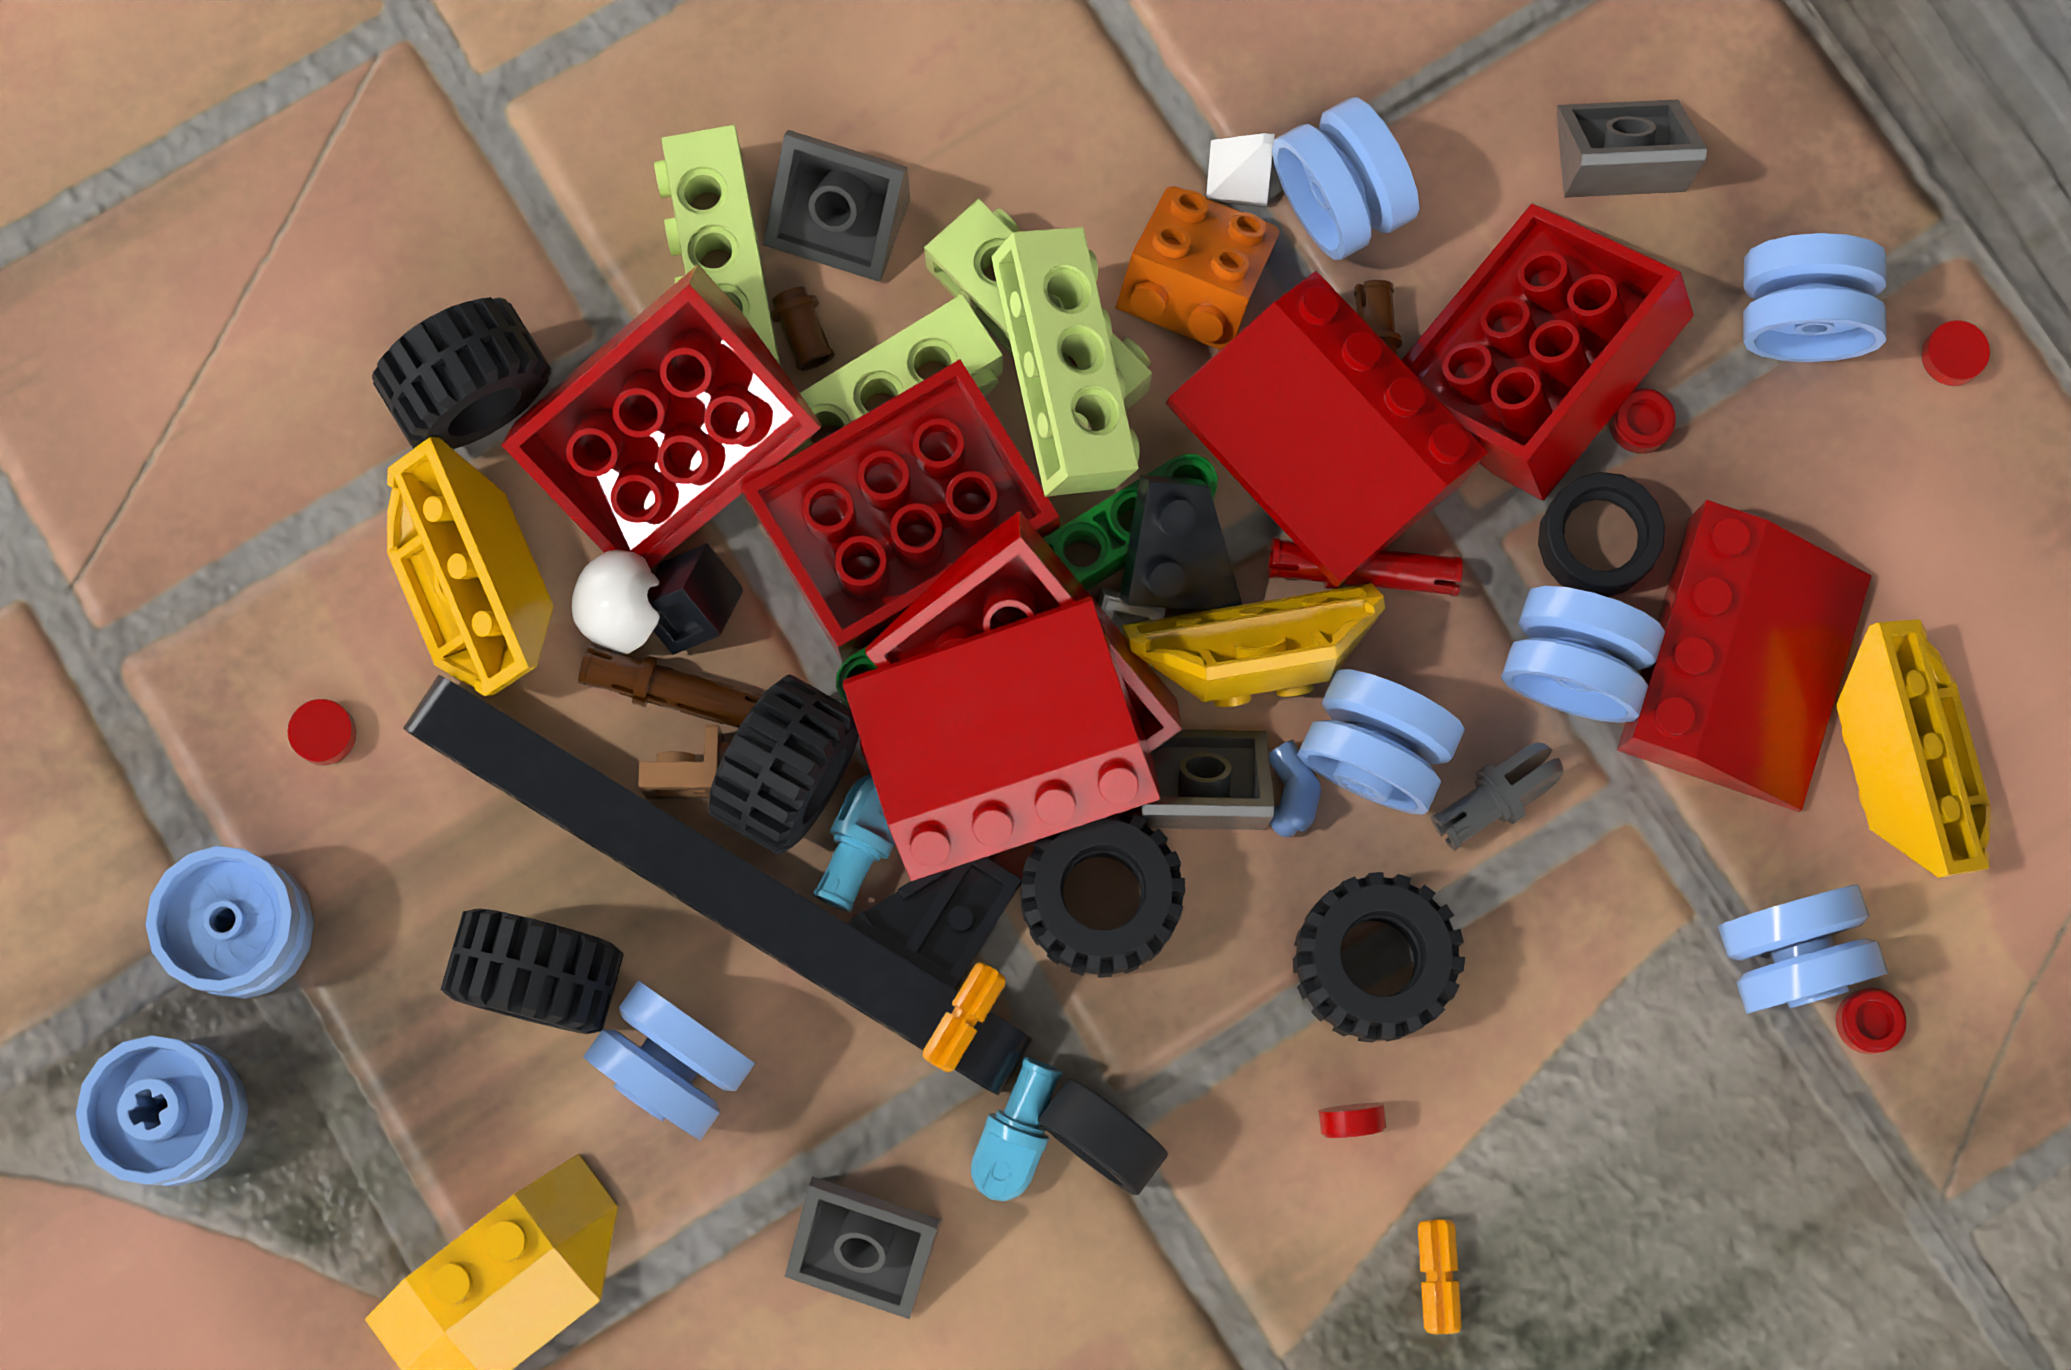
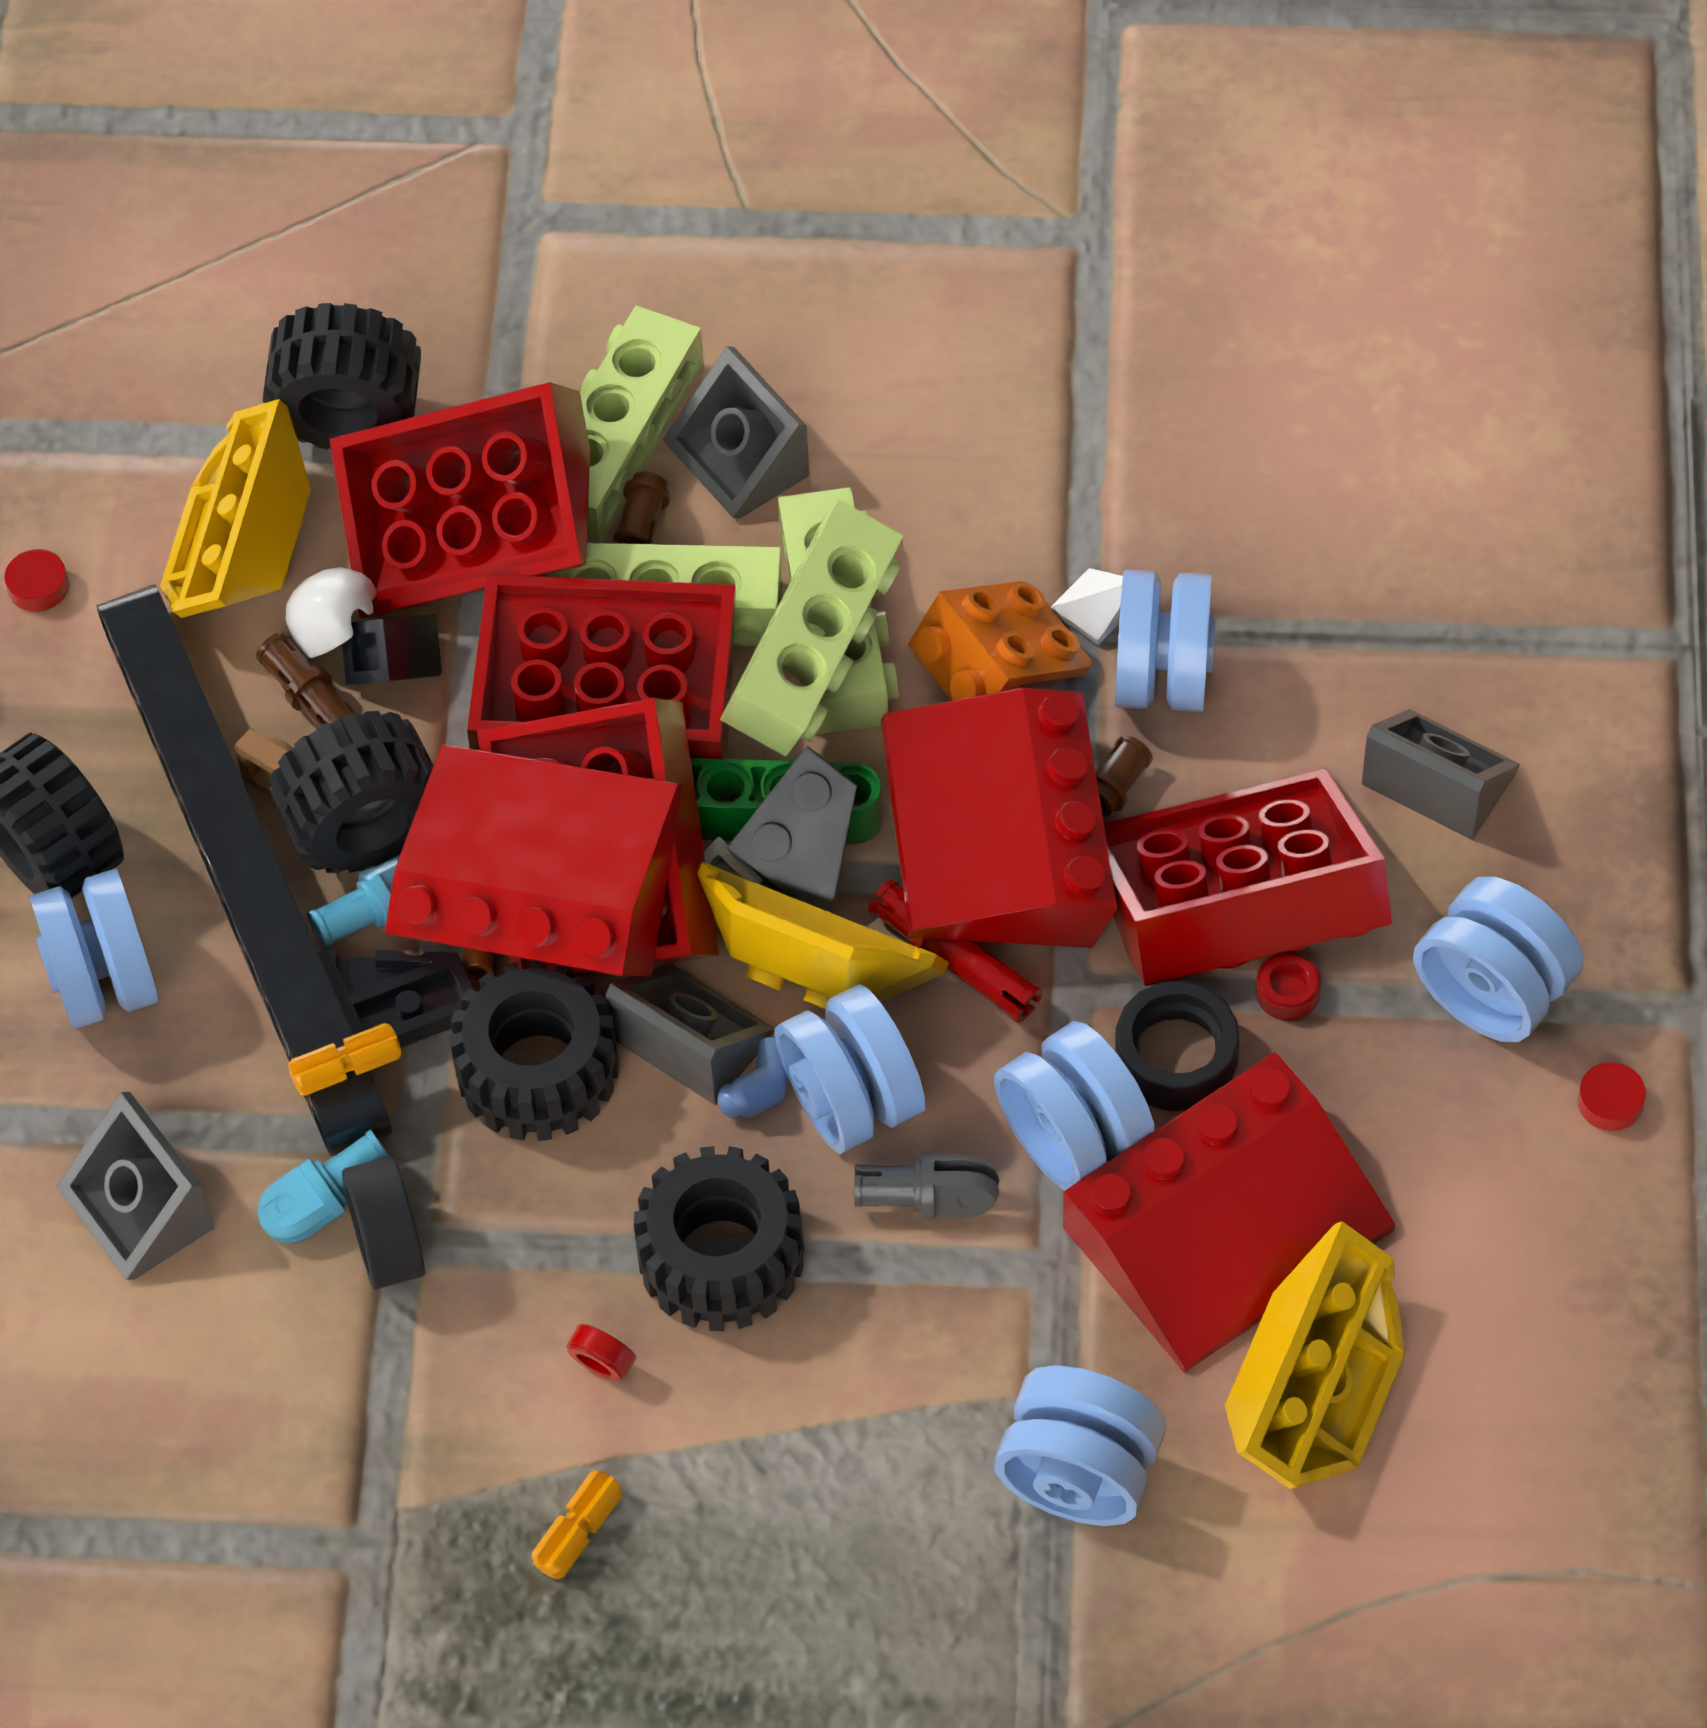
camera: 40 degrees right, 20 degrees down
(1871, 1021) = (1111, 1569): red tile -> none

